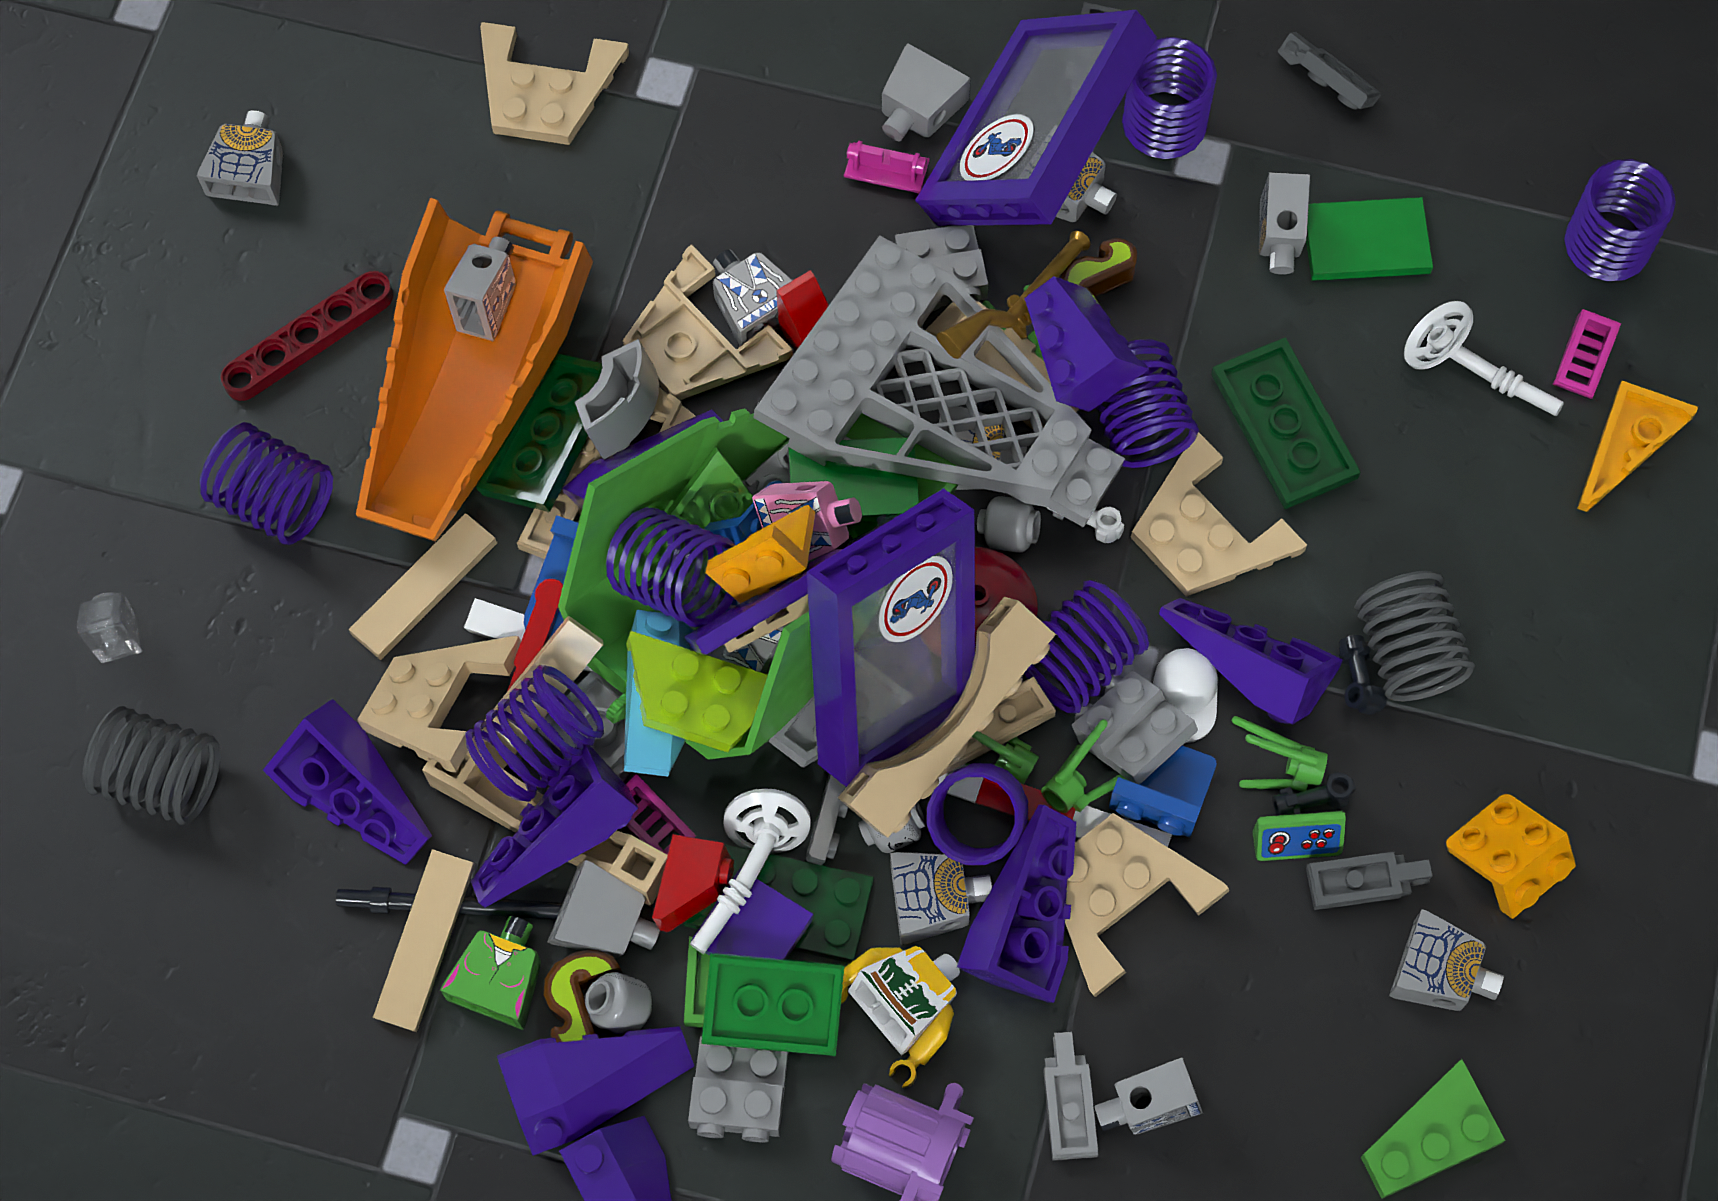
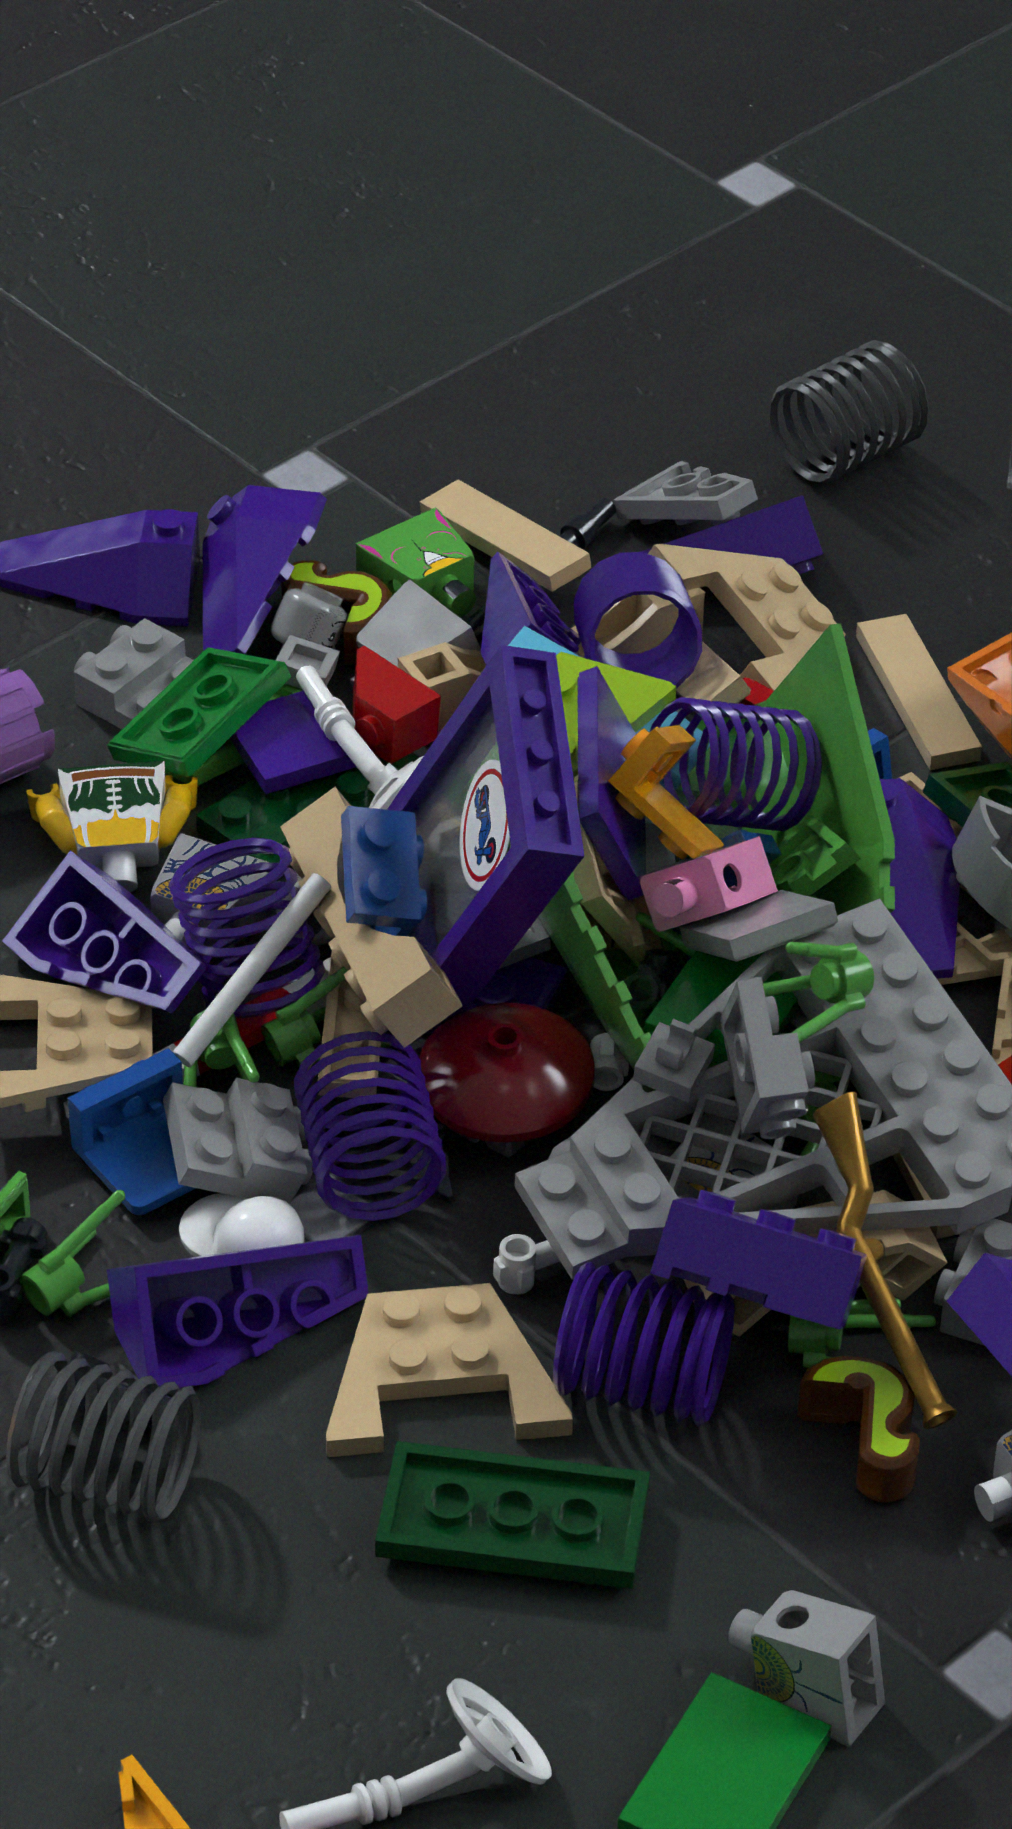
camera: 120 degrees right, 25 degrees down
(314, 831) = (686, 497): none -> light grey wing
(667, 976) = (302, 653): none -> light grey tile
(822, 453) = (759, 925): none -> light grey tile
(861, 379) = (839, 977): none -> bright green plant
(930, 701) = (382, 869): none -> blue bracket
(958, 385) = (765, 1070): none -> light grey plate
(966, 455) = (674, 1060): none -> light grey tile
(1030, 766) = (252, 969): none -> white bar

